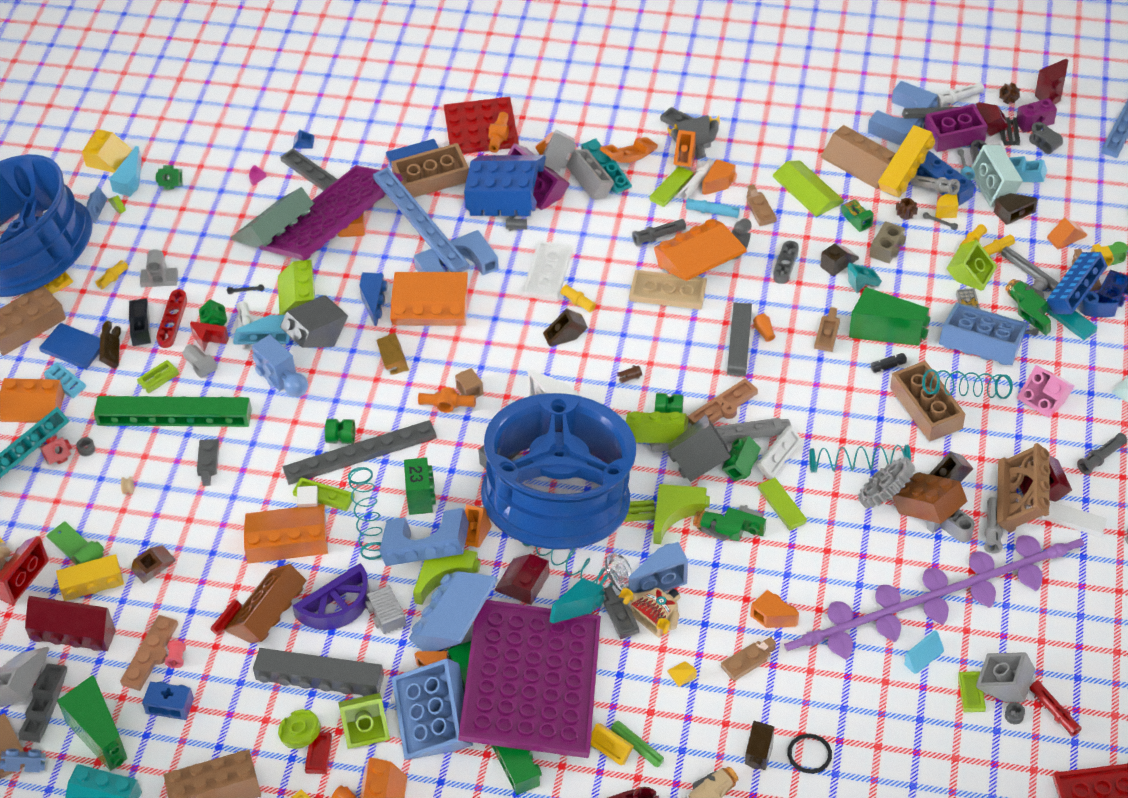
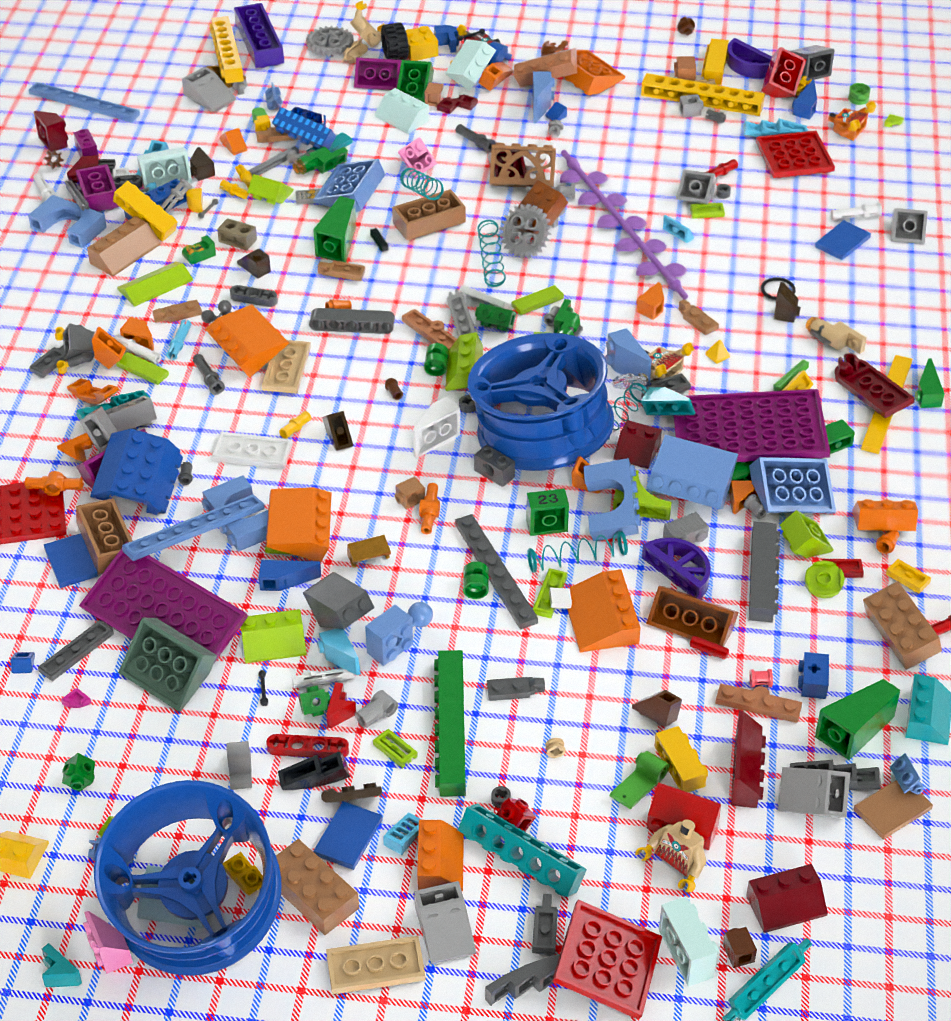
camera: 95 degrees left, 5 degrees down
(127, 176) = (62, 819): medium azure slope -> none
(698, 449) = (492, 325): dark grey slope -> none
(861, 275) = (283, 249): teal slope -> none
(906, 208) = (195, 222): reddish brown gear -> none
(953, 467) = (499, 206): dark brown slope -> none
(1046, 139) = (115, 145): dark grey piece -> none

